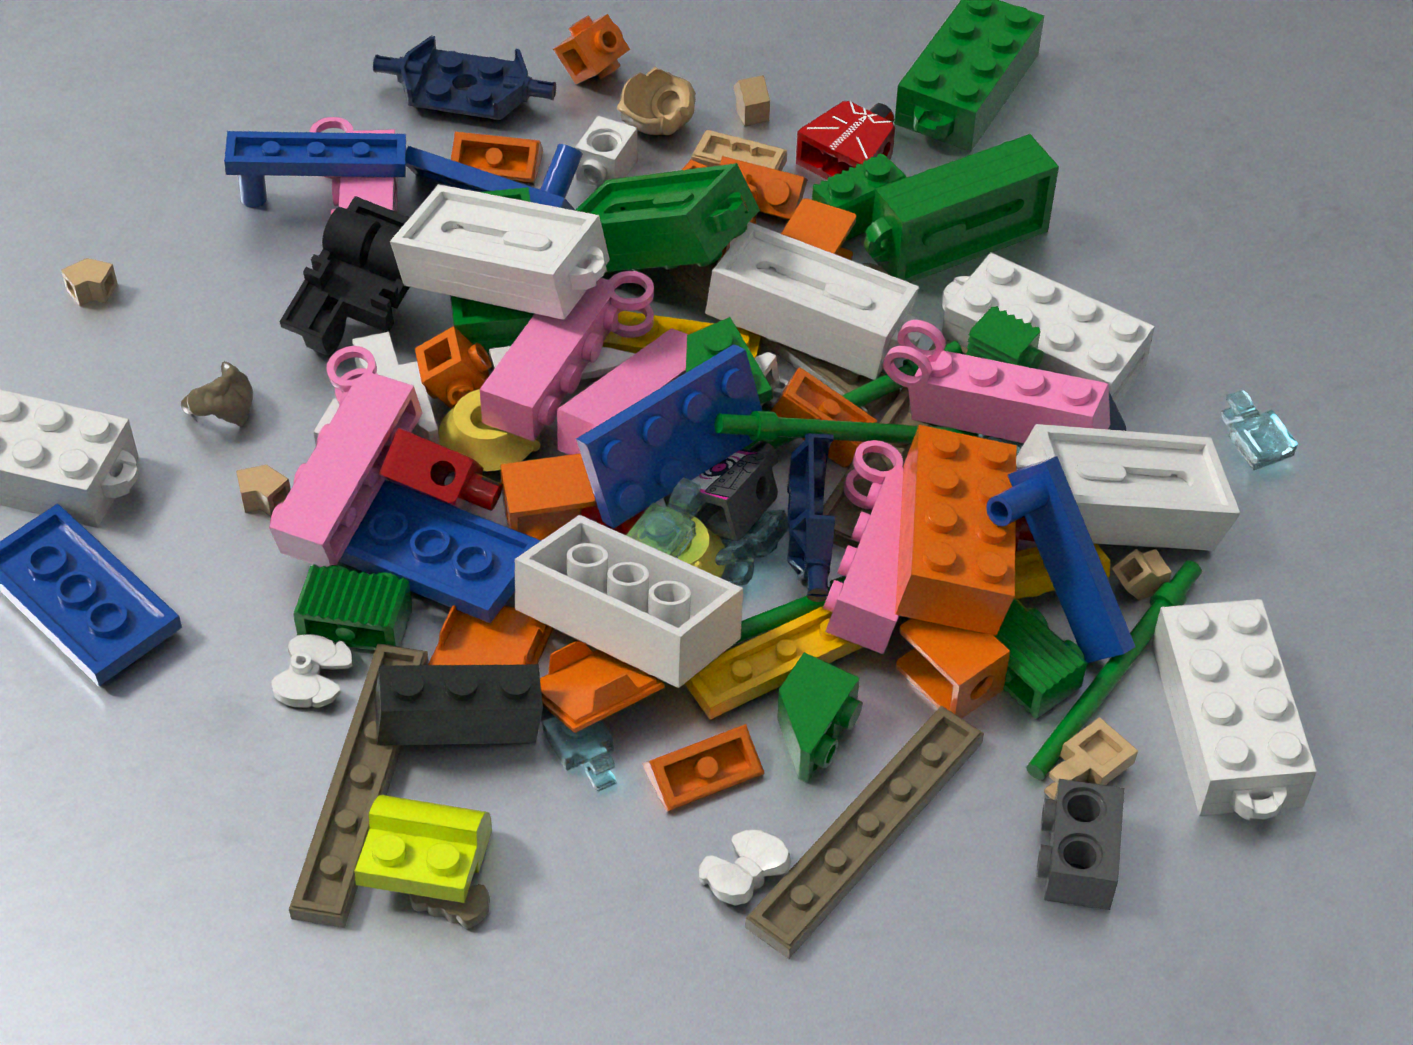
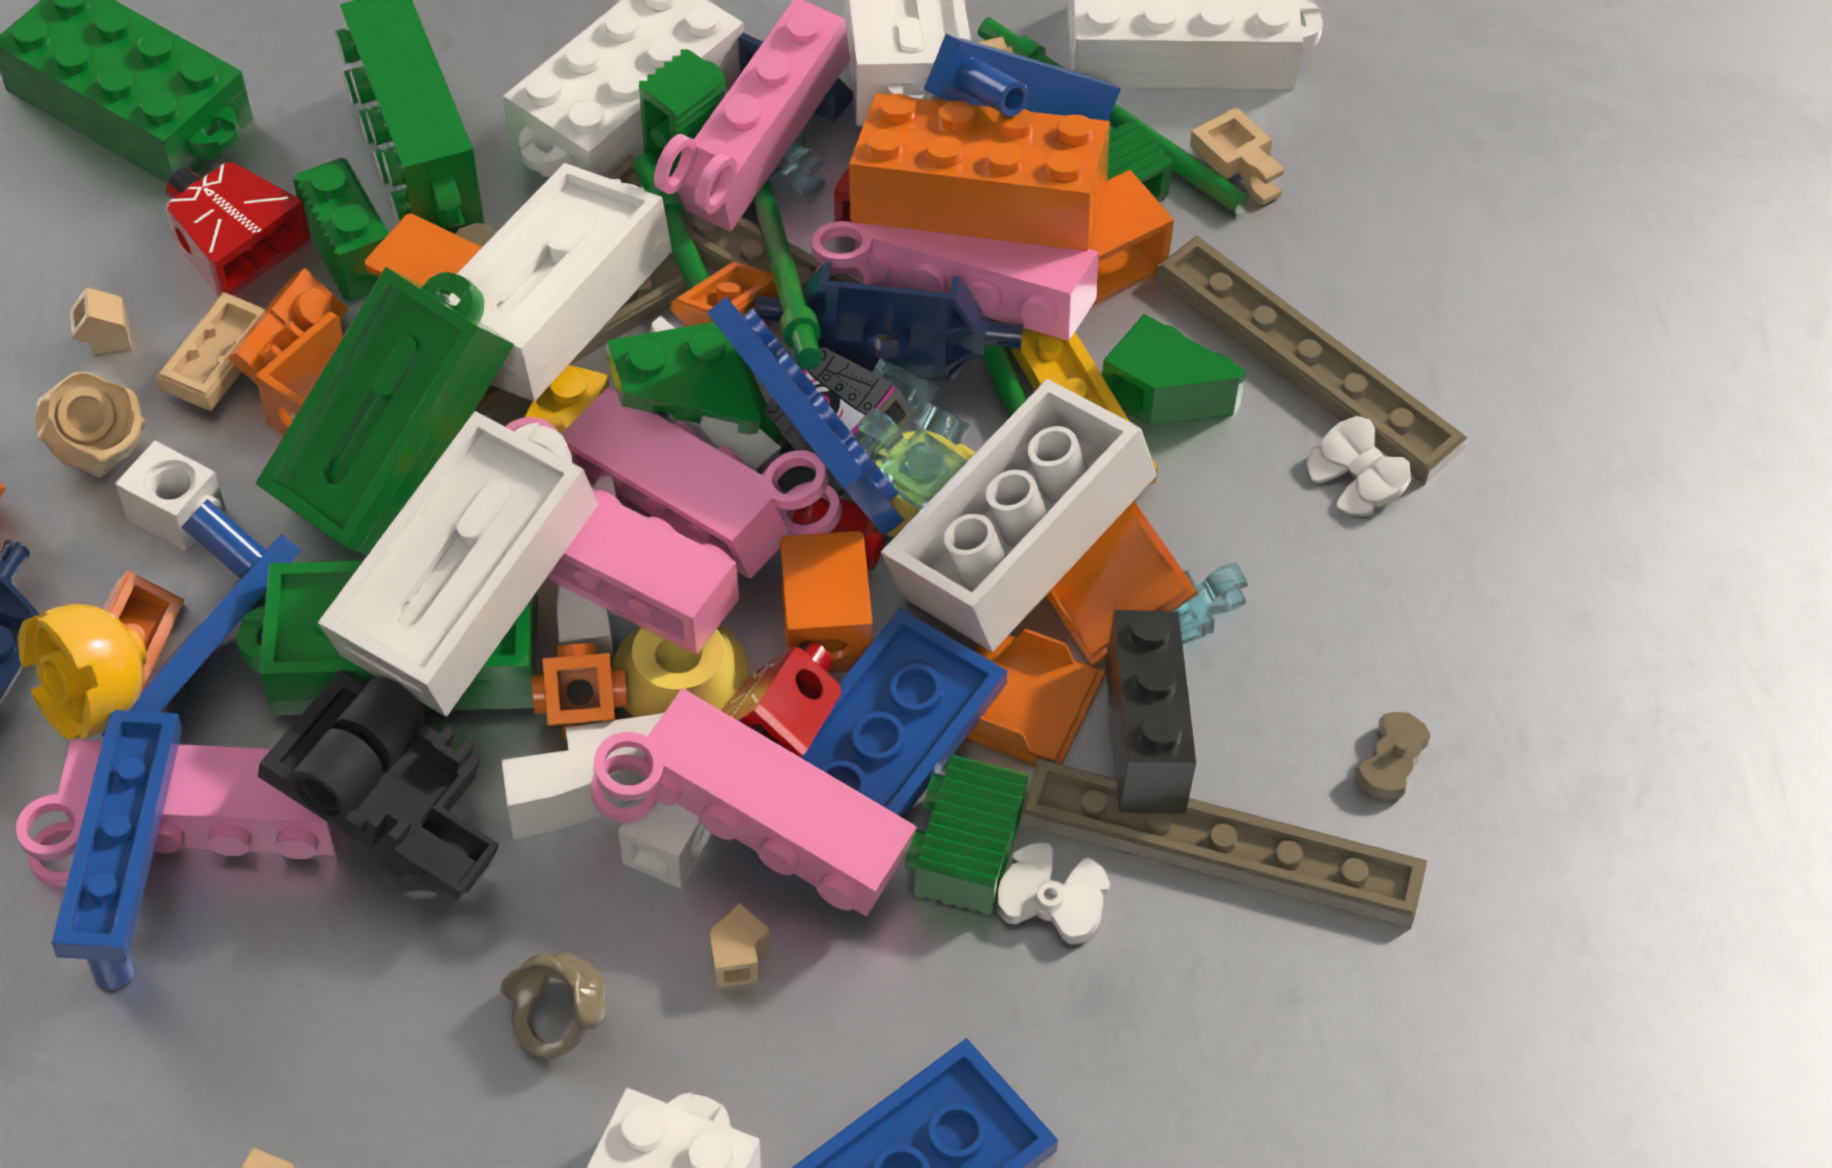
camera: 85 degrees left, 5 degrees up
(423, 848) = (1344, 760): neon yellow brick -> none
(441, 118) = (84, 666): none -> yellow cylinder
(704, 768) = (1216, 496): orange slope -> none
(1088, 844) = (1347, 171): dark grey brick -> none

